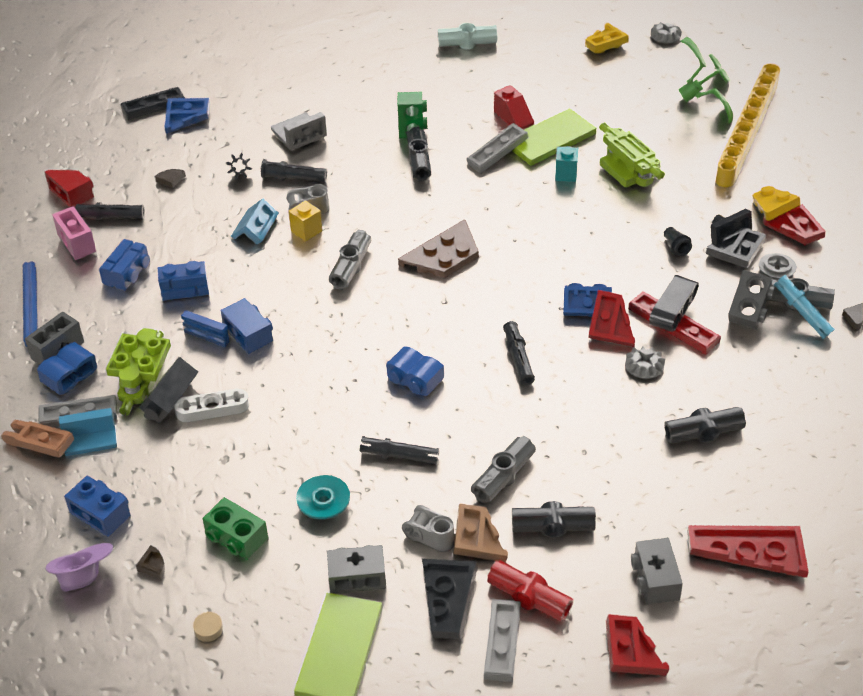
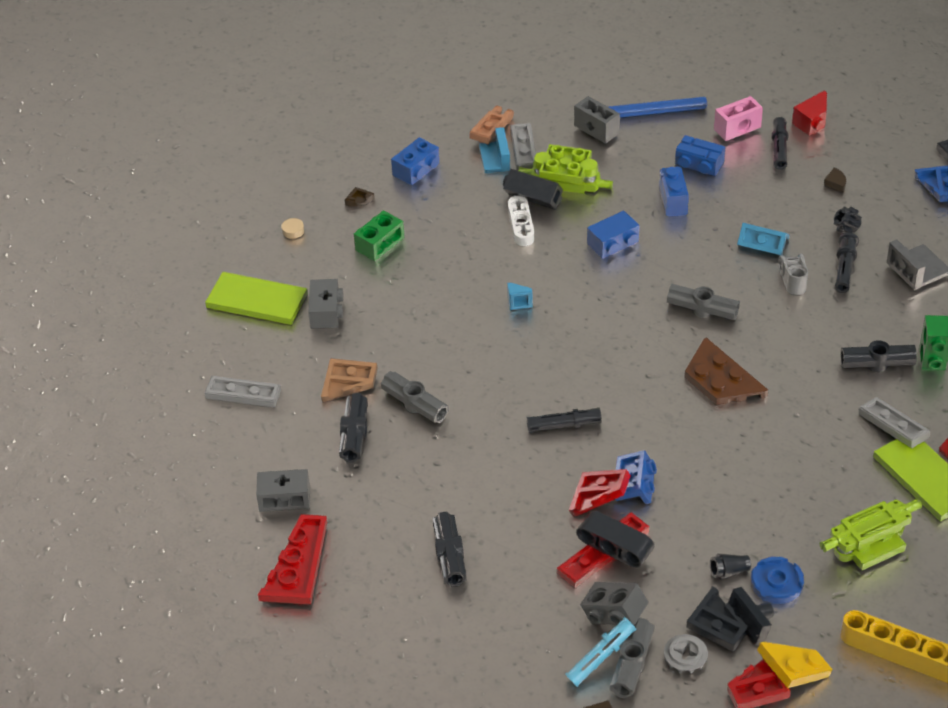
camera: 95 degrees right, 0 degrees up
(67, 368) = (568, 132): blue brick -> none
(79, 568) = (354, 152): lavender piece -> none
(205, 328) = (613, 205): blue tile -> none
(305, 220) = (759, 268): yellow brick -> none
(323, 497) = (402, 284): teal dish -> none
(342, 396) = (519, 296): none -> dark azure slope
(399, 450) = (453, 326): black pin -> none
(415, 370) = (543, 344): blue brick -> none
(430, 528) = (359, 346): light grey piece -> none
(448, 594) = (293, 360): black wing -> none
(530, 590) = (281, 406): red piece -> none
(566, 164) = (861, 477): teal brick -> none
(631, 647) = (212, 466): red wing -> none
(644, 369) = (541, 525): light grey gear -> none
(682, 217) = (777, 580): none -> blue tile

